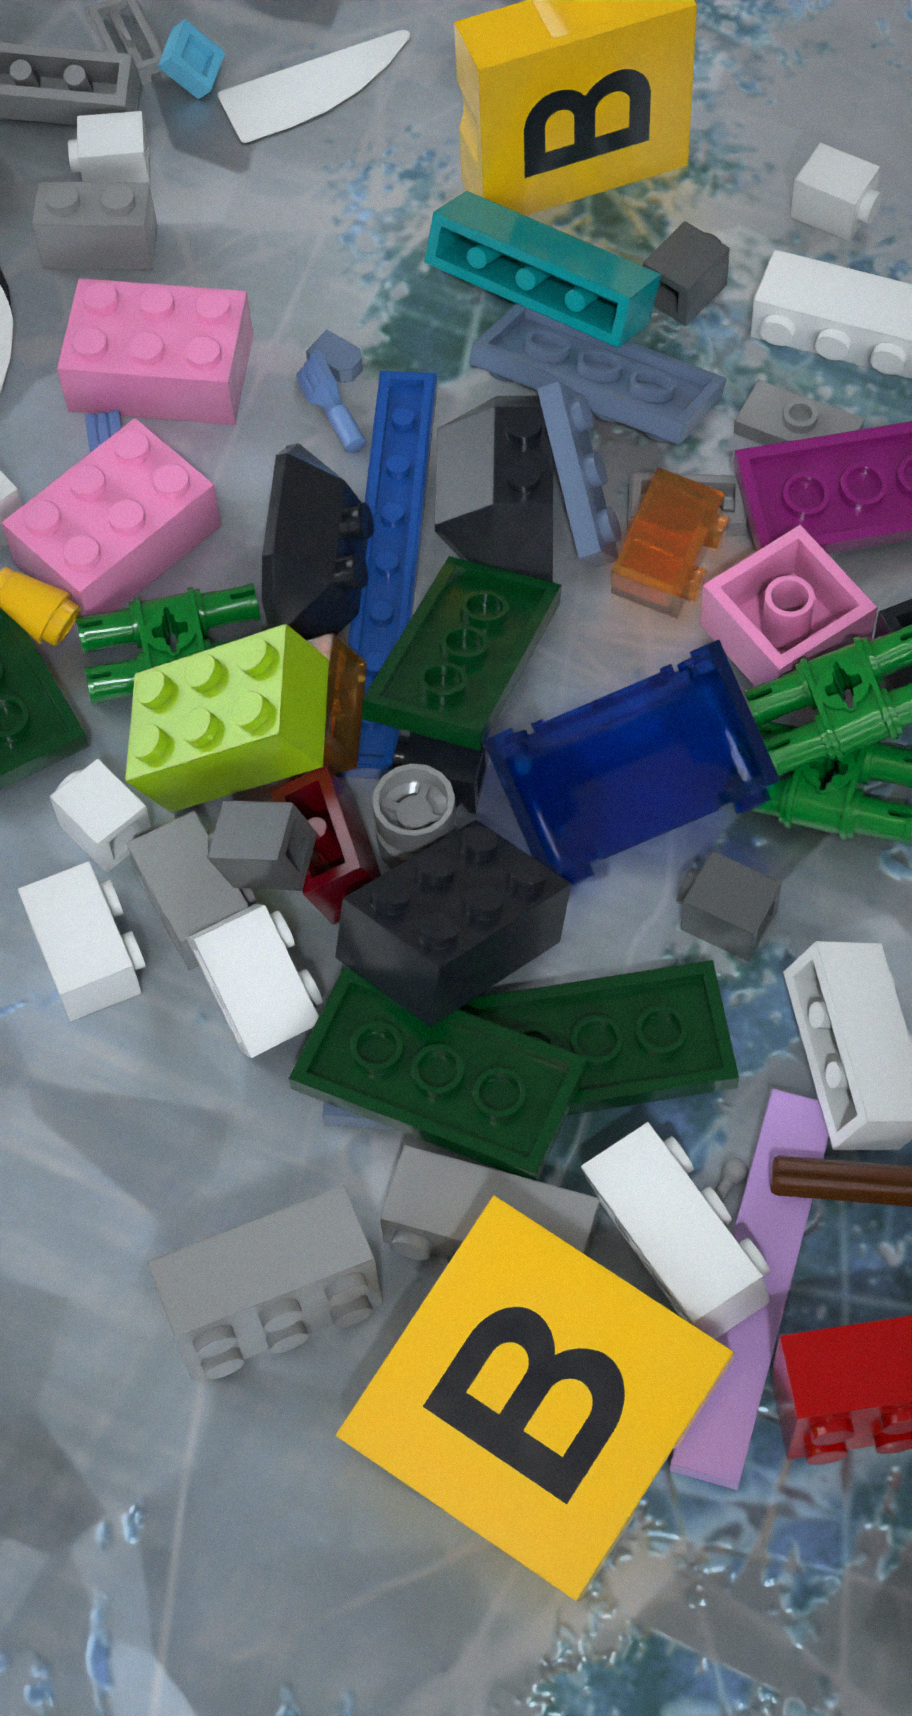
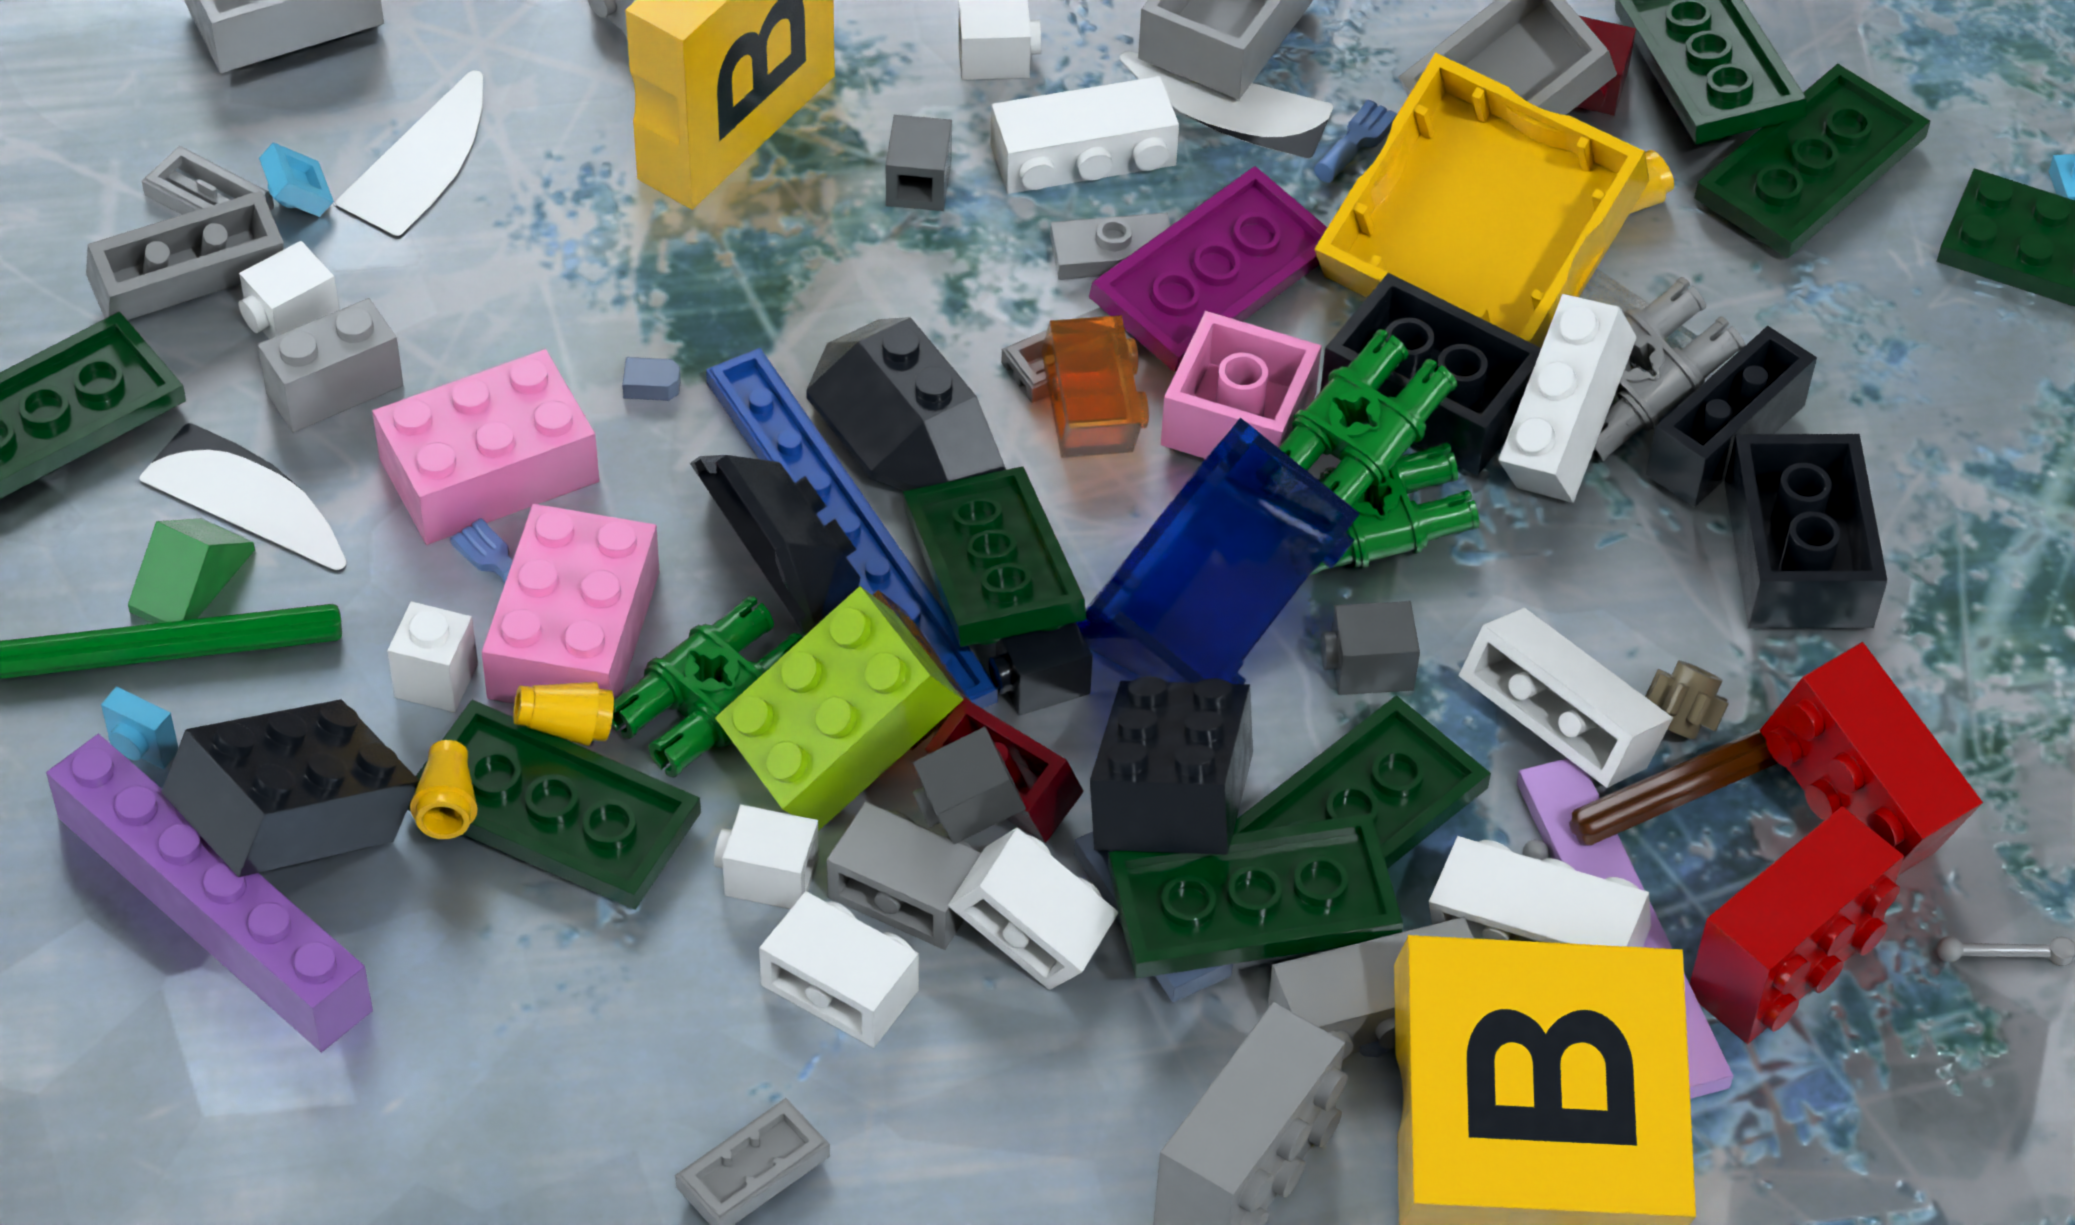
camera: 40 degrees left, 10 degrees down
(322, 389) = (663, 408): medium blue piece -> none
(412, 811) = (1063, 707): light grey wheel -> none
(542, 268) = (791, 213): teal brick -> none
(580, 473) = (977, 361): sand blue plate -> none
(620, 383) = (913, 277): sand blue plate -> none

